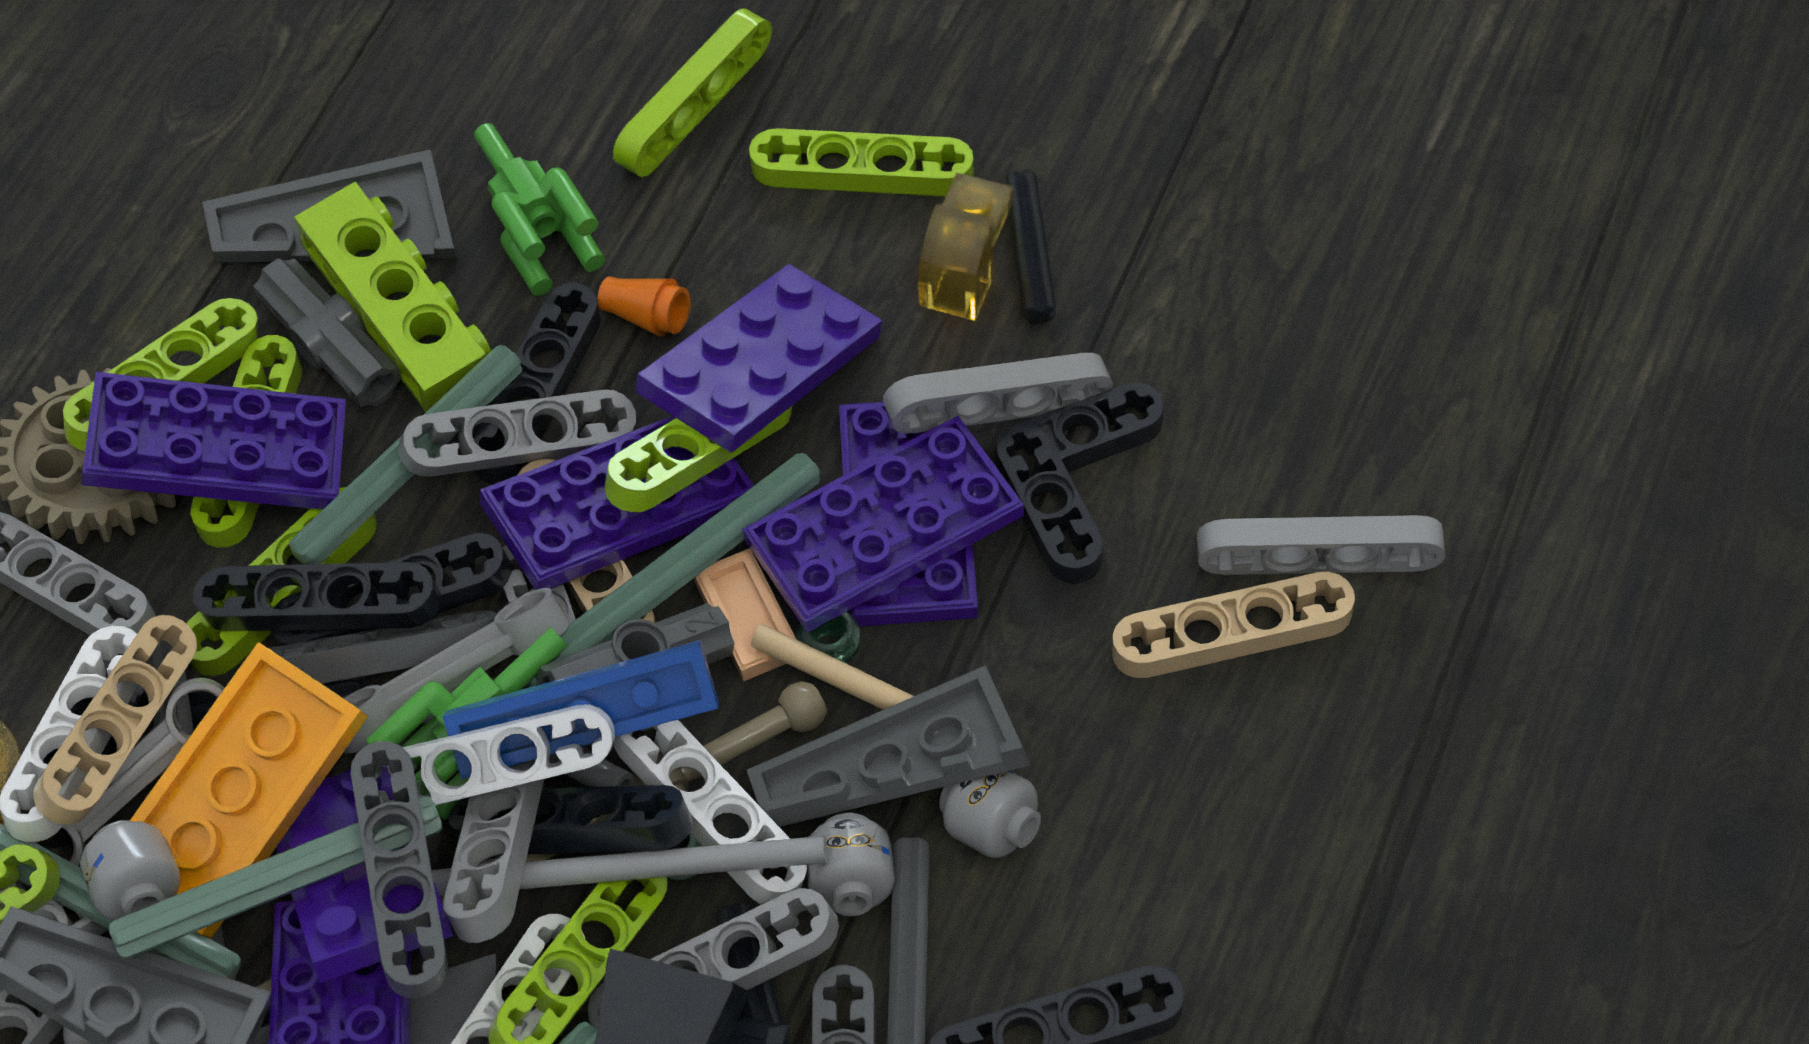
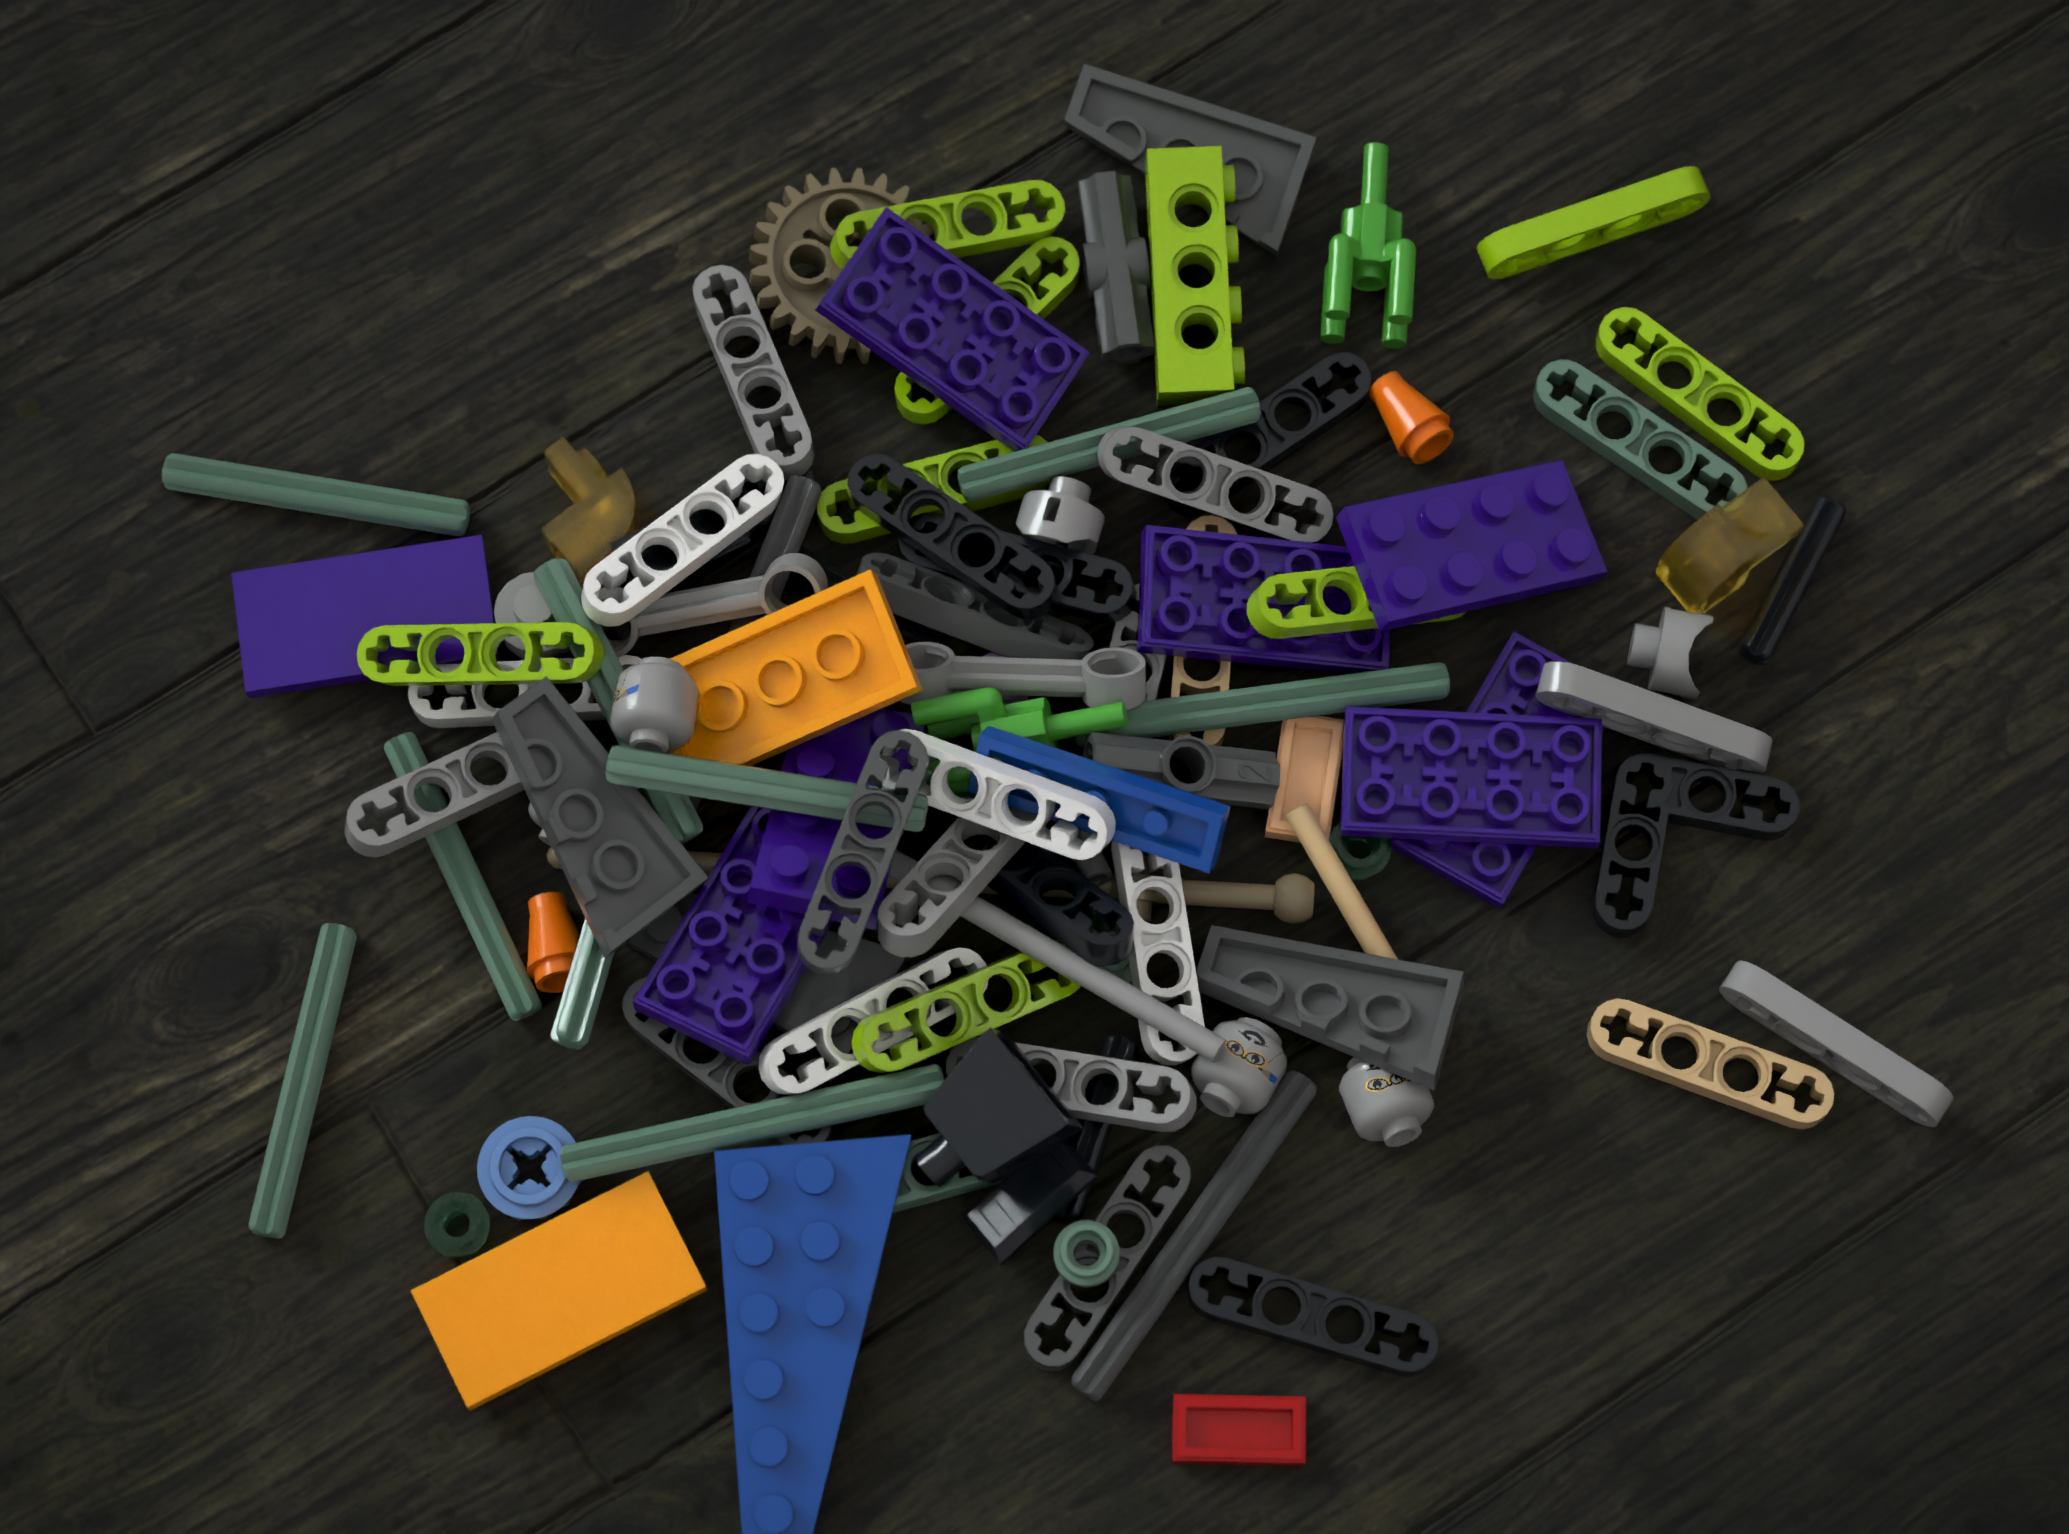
camera: 30 degrees right, 15 degrees up
(117, 718) = (724, 561): tan beam -> none
(401, 527) = (1061, 516): none -> light grey piece
(840, 210) = (1646, 434): none -> sand green beam
(972, 338) = (1667, 651): none -> light grey piece

